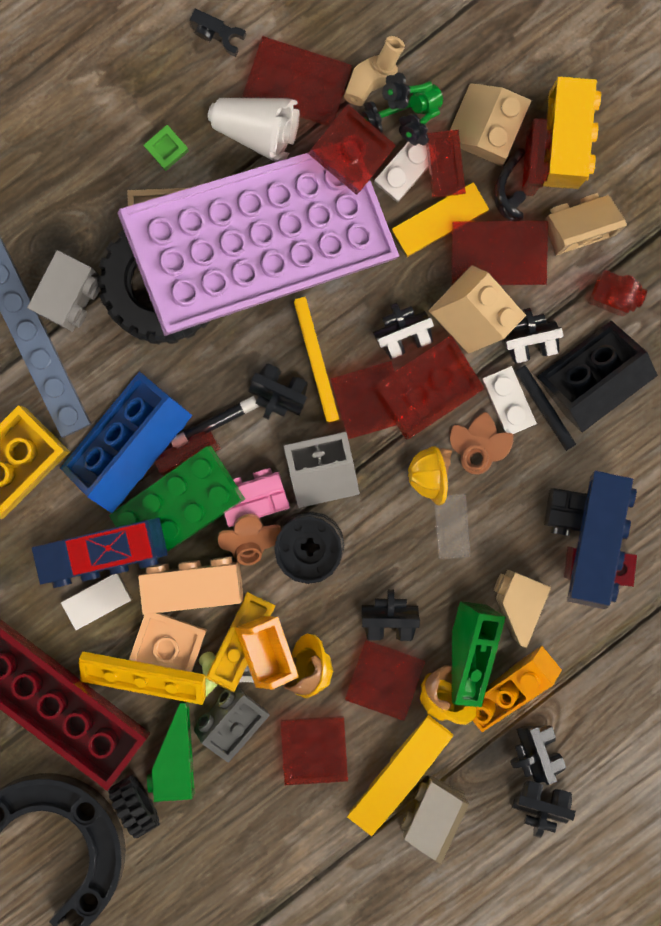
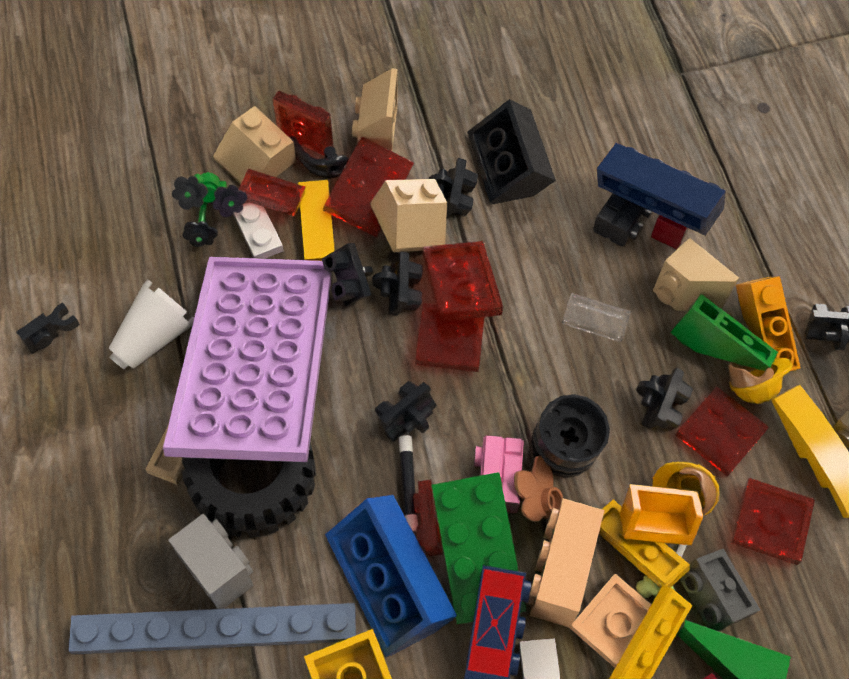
camera: 70 degrees left, 25 degrees down
(166, 147) = (126, 416): bright green plate -> none
(299, 75) = (117, 286): clear red plate -> none
(316, 360) = (392, 365): yellow tile -> none
(321, 469) = (497, 399): light grey slope -> none
(352, 149) = (218, 255): clear red plate -> none
(373, 72) = (161, 217): tan arm -> none
(390, 281) = (350, 275): none -> black hips
(429, 473) = (545, 305): yellow piece -> none
(483, 440) = (528, 262): nougat plate -> none
(509, 401) = (503, 230): white plate -> none
(545, 407) = (520, 205): black bar -> none
(573, 131) = (279, 72): yellow brick -> none
(617, 293) = (449, 112): clear red brick -> none

